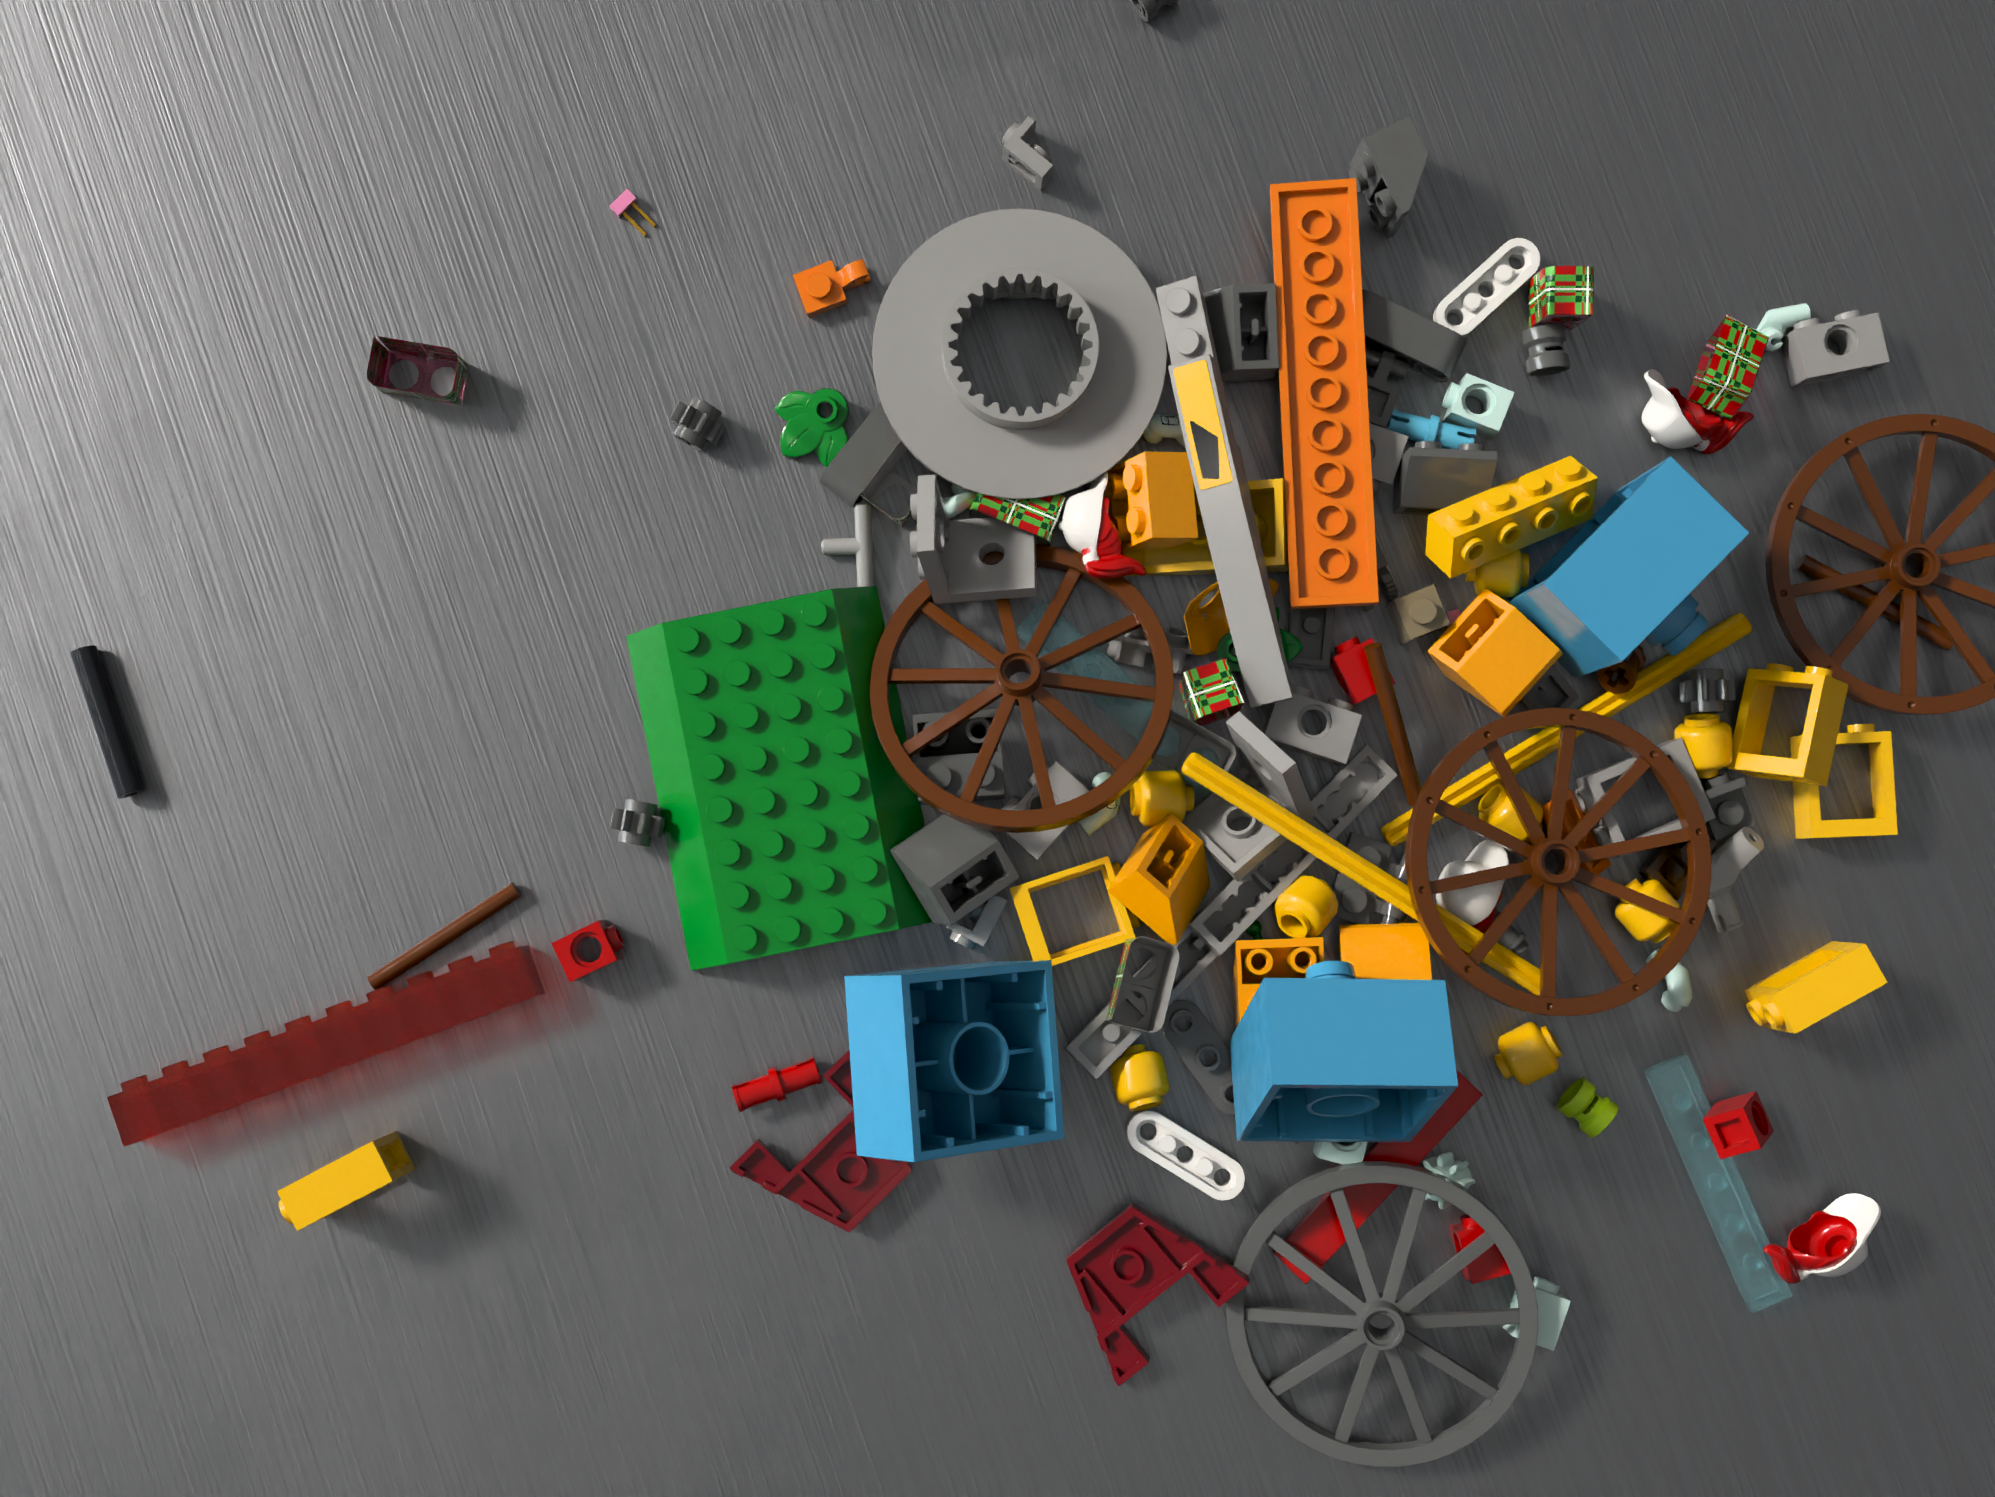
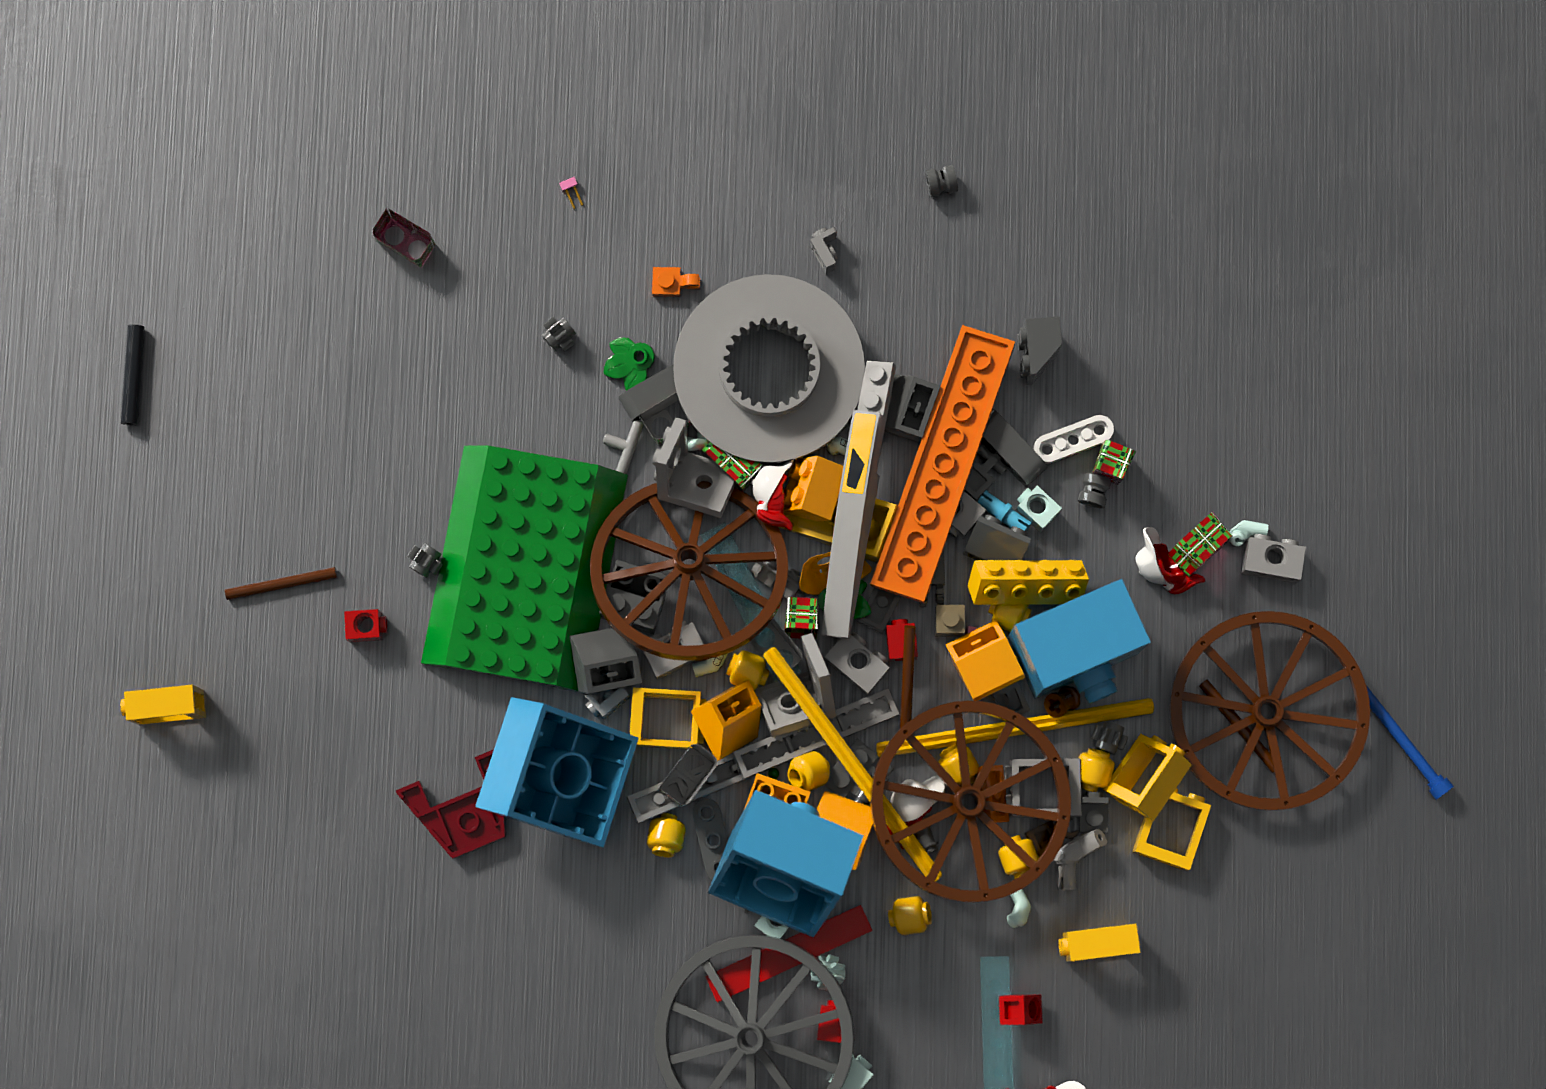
camera: 25 degrees right, 5 degrees down
(326, 1044) = (185, 619): clear red brick -> none
(776, 1084) = (444, 752): red pin -> none
(1130, 1267) = (613, 948): dark red wing -> none
(1197, 1170) = (665, 884): white plate -> none
(1587, 1107) = (936, 969): lime wheel -> none

